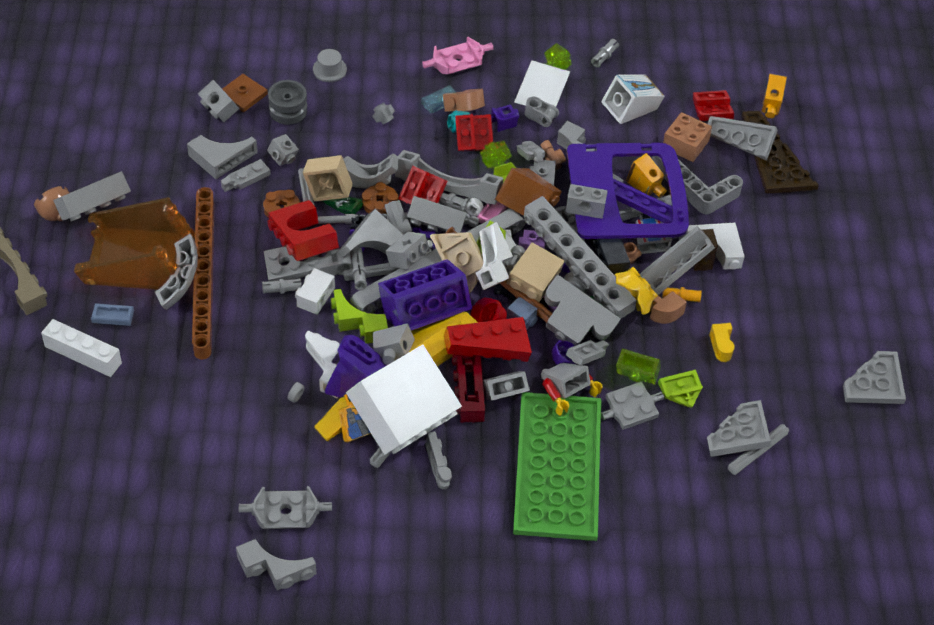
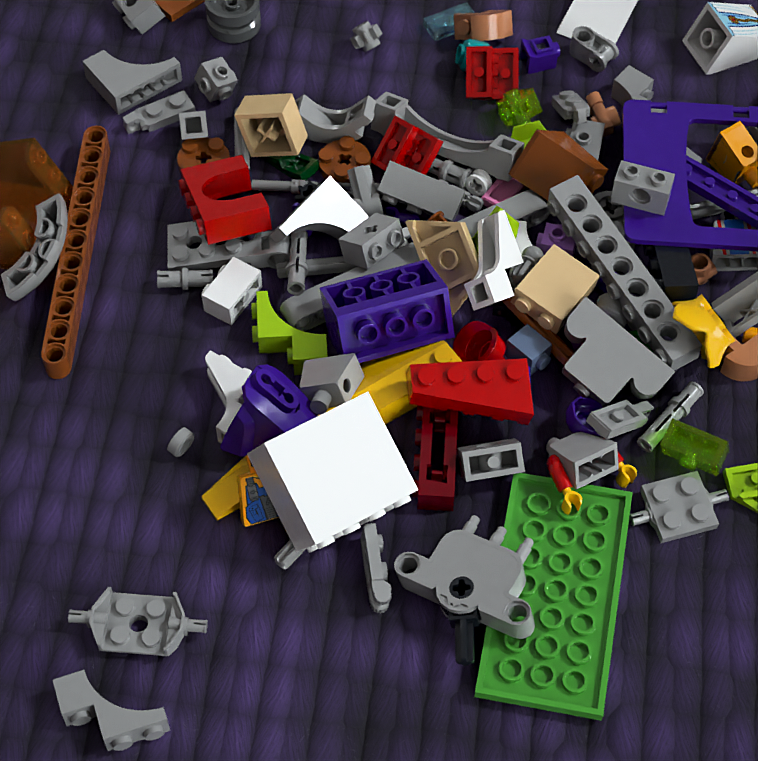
camera: 10 degrees right, 5 degrees up
(272, 182) = (193, 125): none -> light grey brick
(503, 463) = (483, 572): none -> light grey piece
(624, 342) = (686, 400): none -> light grey pin

